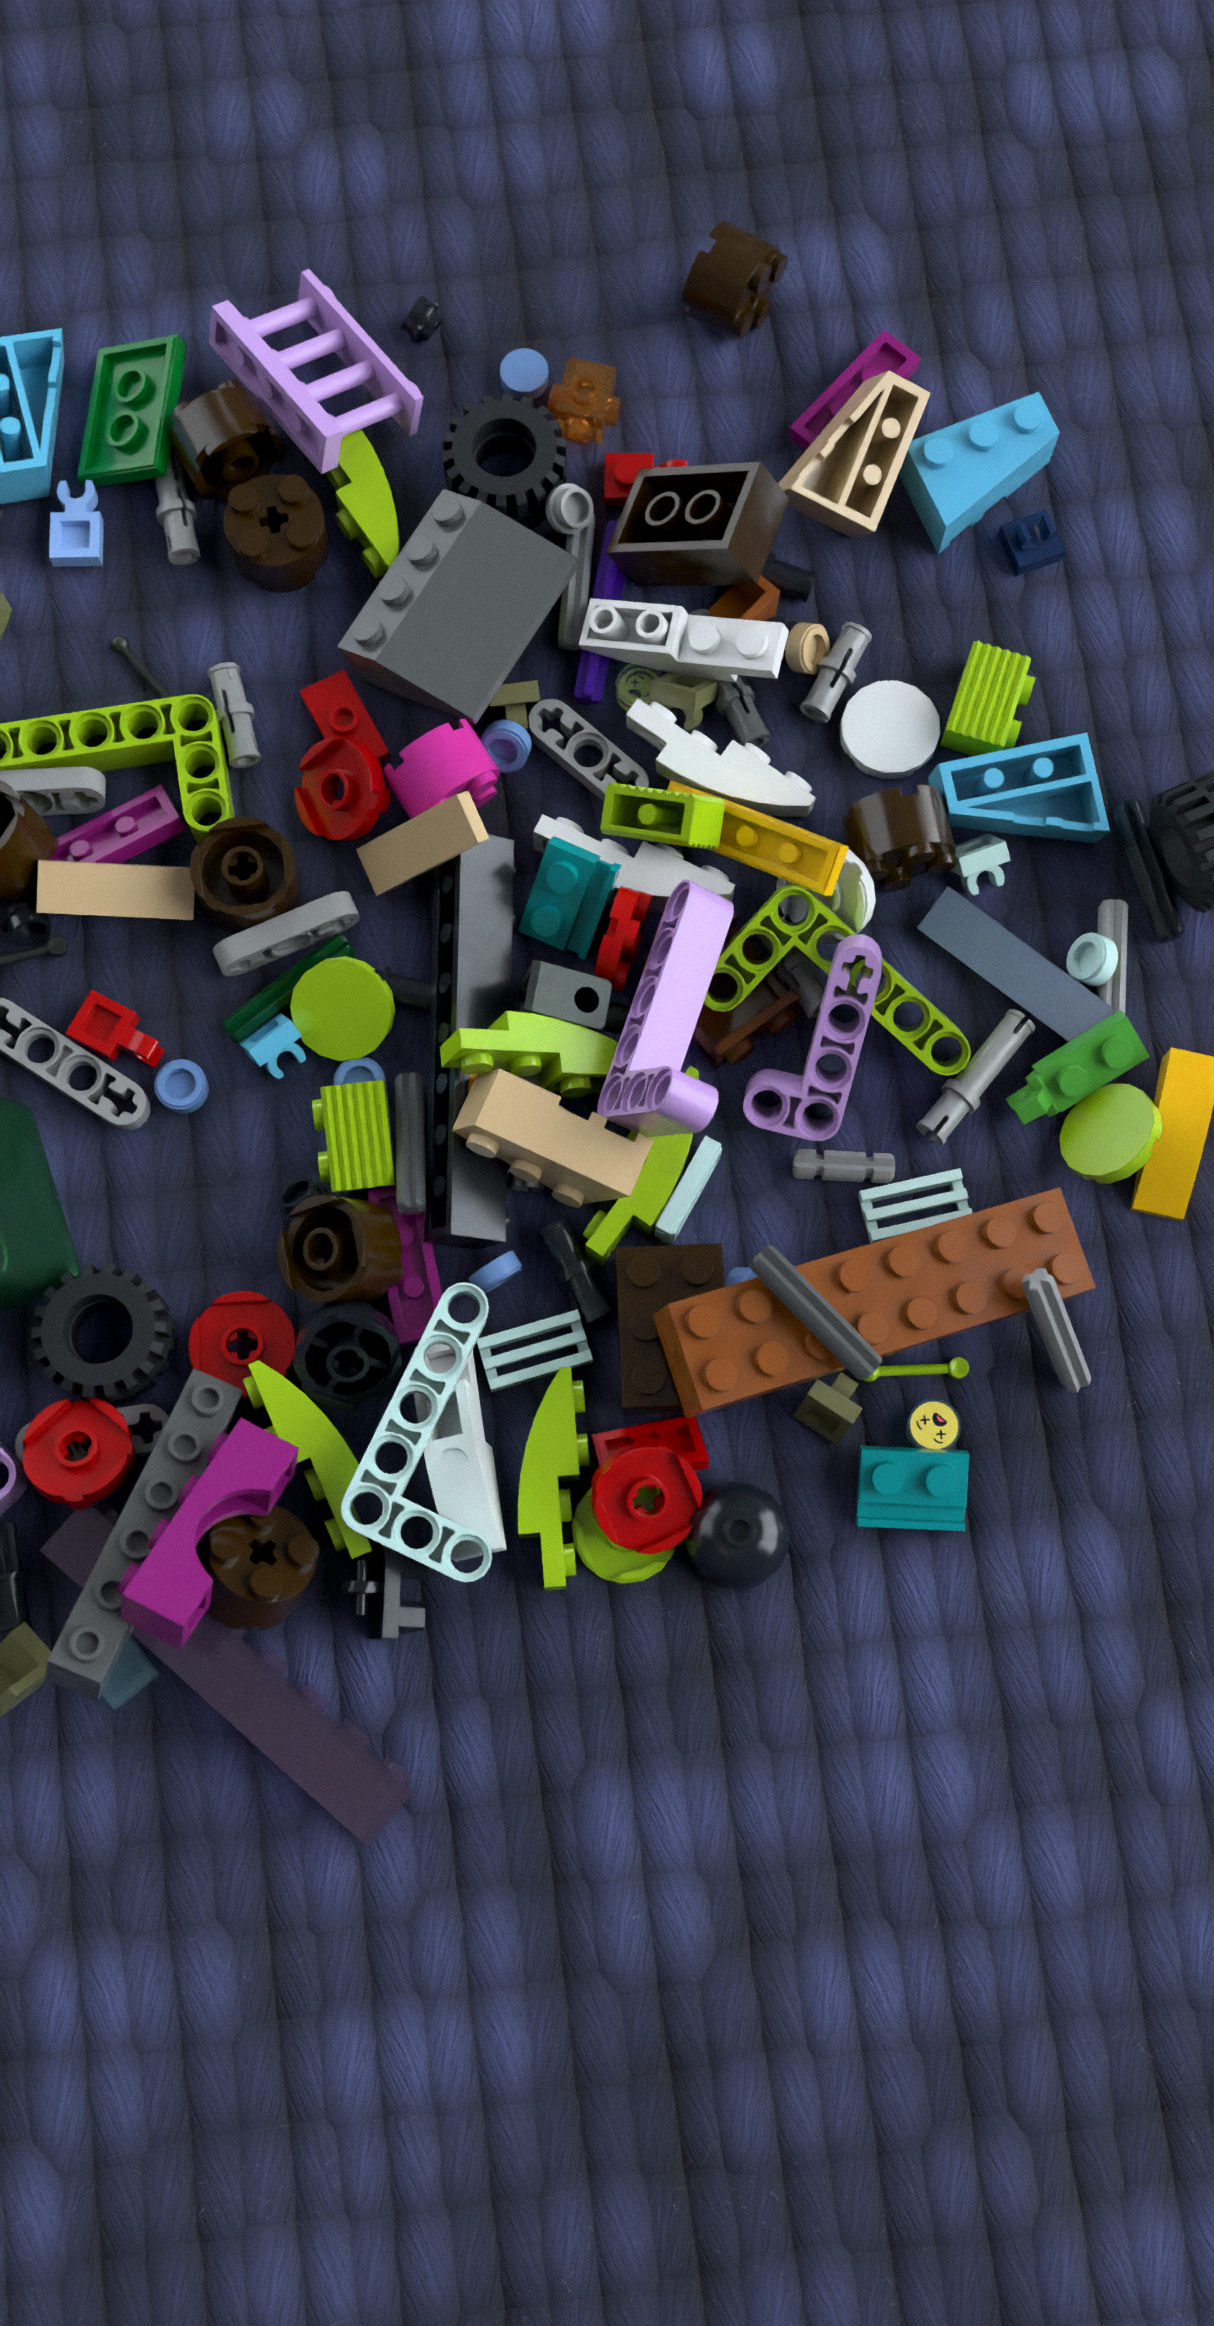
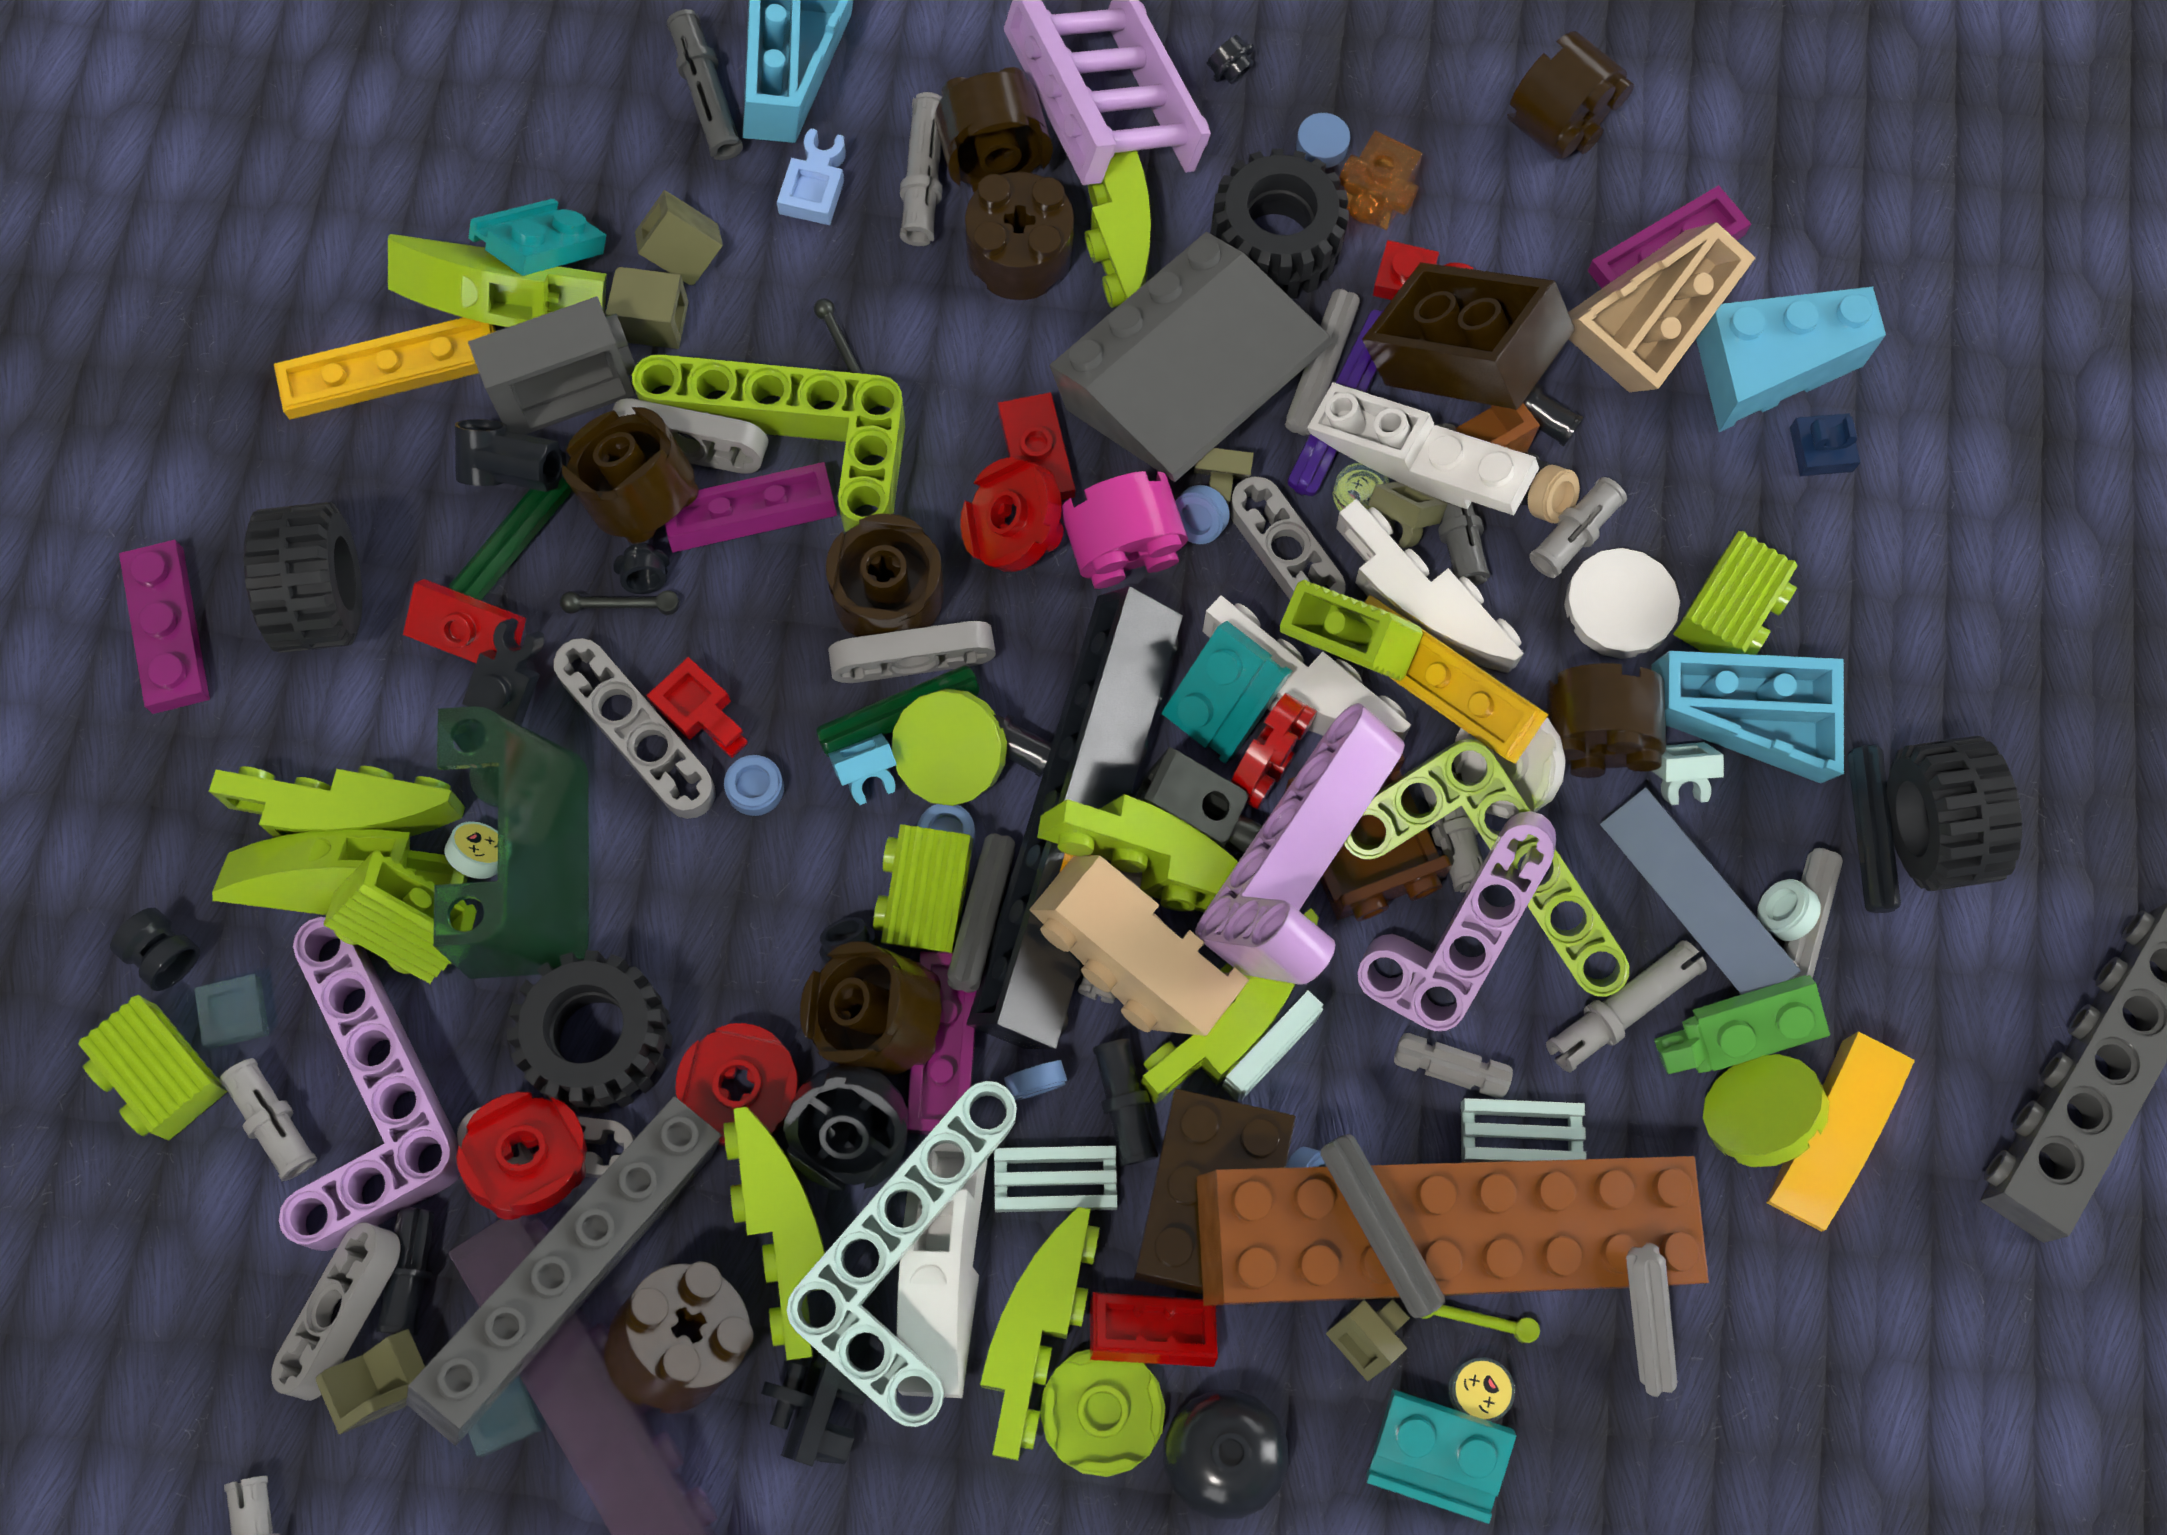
camera: 15 degrees right, 5 degrees down
(114, 890) = (742, 558): tan tile -> none
(131, 411) = (904, 77): green tile -> none
(171, 1586) = (570, 1339): magenta arch -> none
(234, 715) = (922, 410): light grey pin -> none
(422, 843) = (1083, 592): tan tile -> none
(568, 508) = (1334, 285): light grey plate -> none
(617, 1485) = (1105, 1360): red plate -> none

